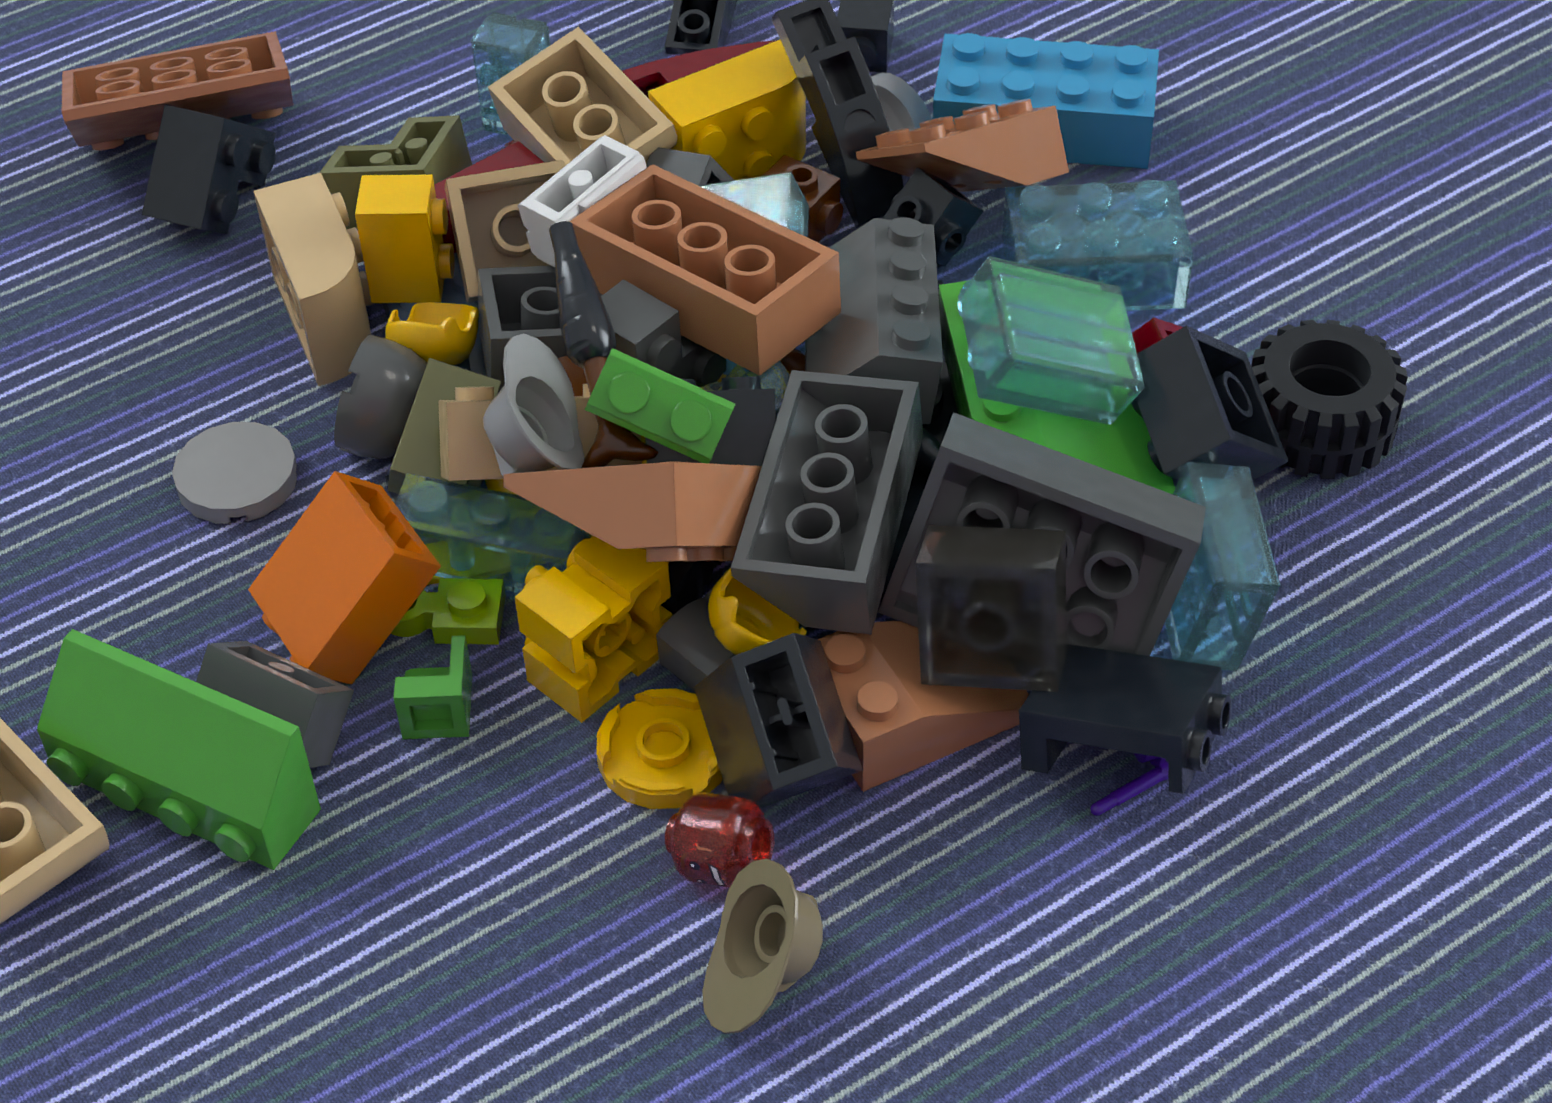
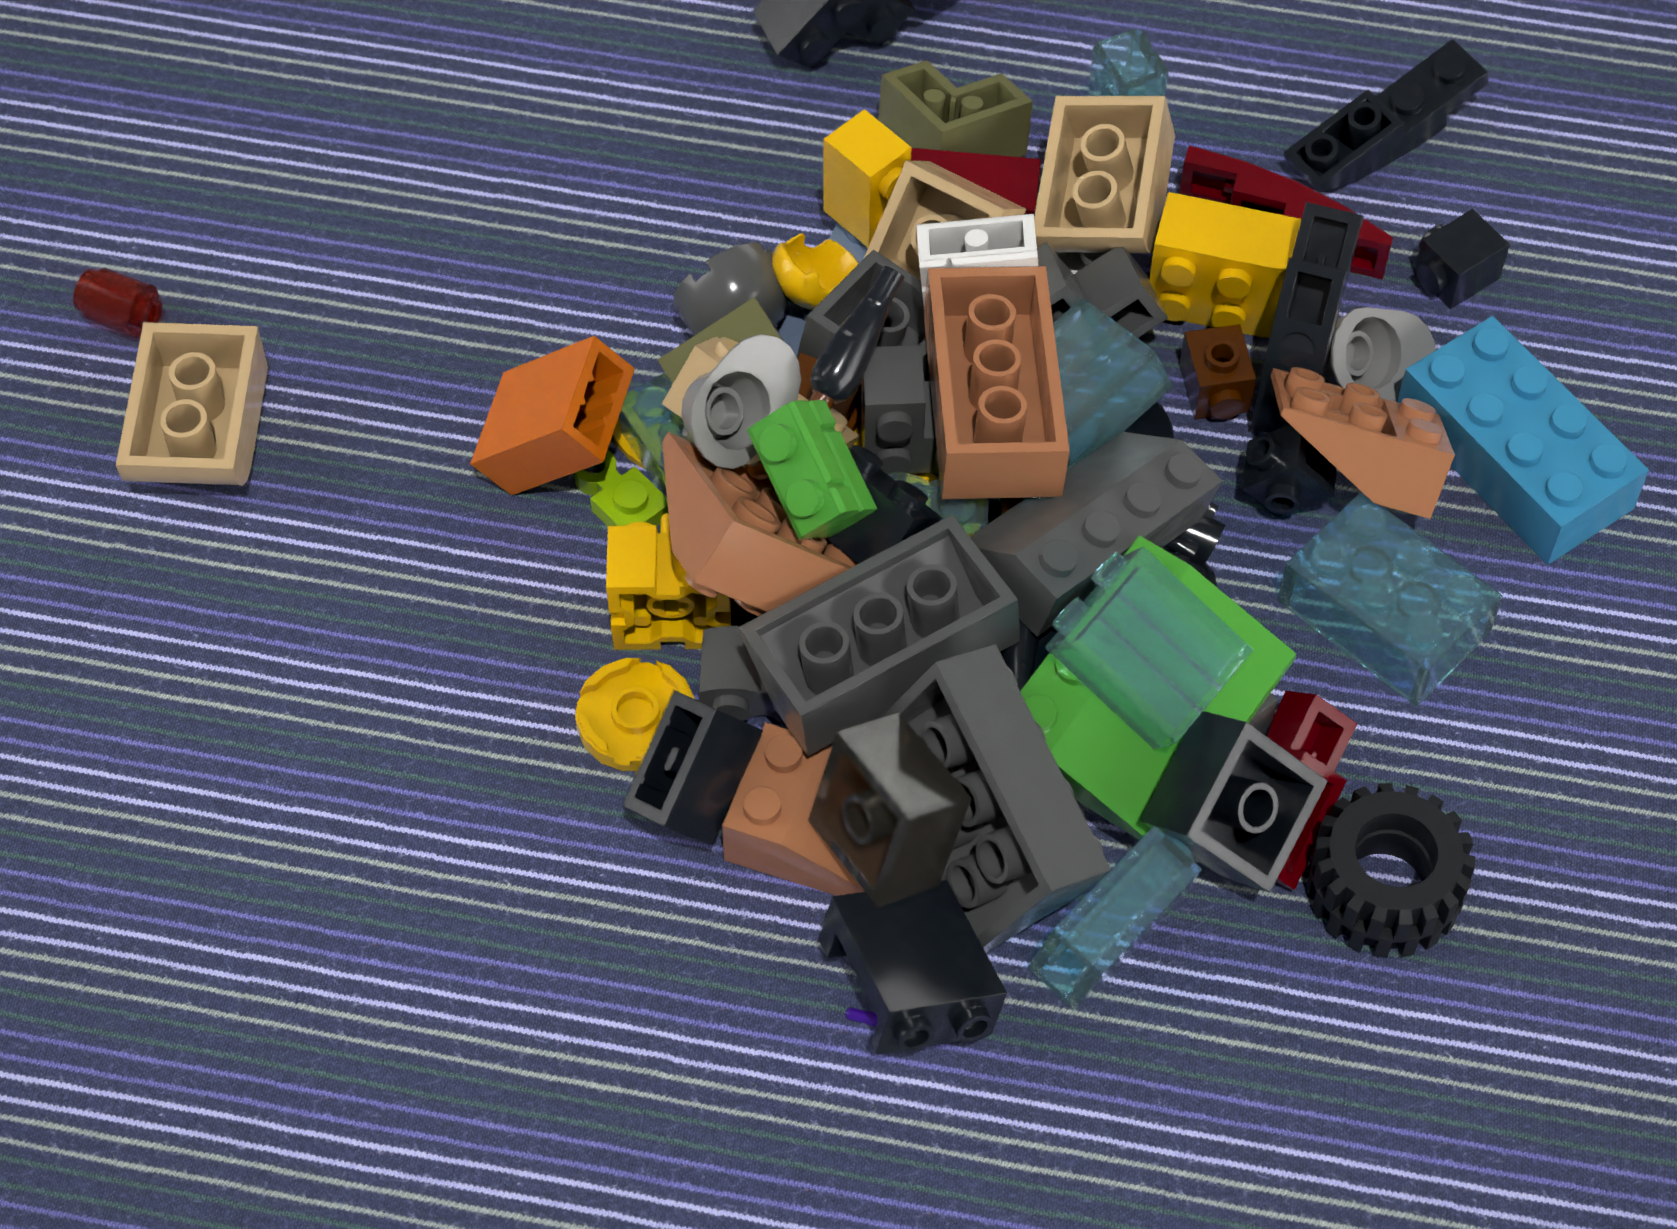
camera: 45 degrees right, 10 degrees up
(177, 751) = (336, 458): bright green slope -> none
(235, 472) = (605, 272): light grey tile -> none
(281, 690) = (425, 468): dark grey brick -> none
(317, 271) = (782, 172): tan brick -> none
(436, 699) = (542, 552): bright green panel -> none
(717, 838) = (581, 808): clear red head -> none
(745, 618) = (735, 682): yellow hair -> none
(762, 947) = (525, 904): dark tan piece -> none

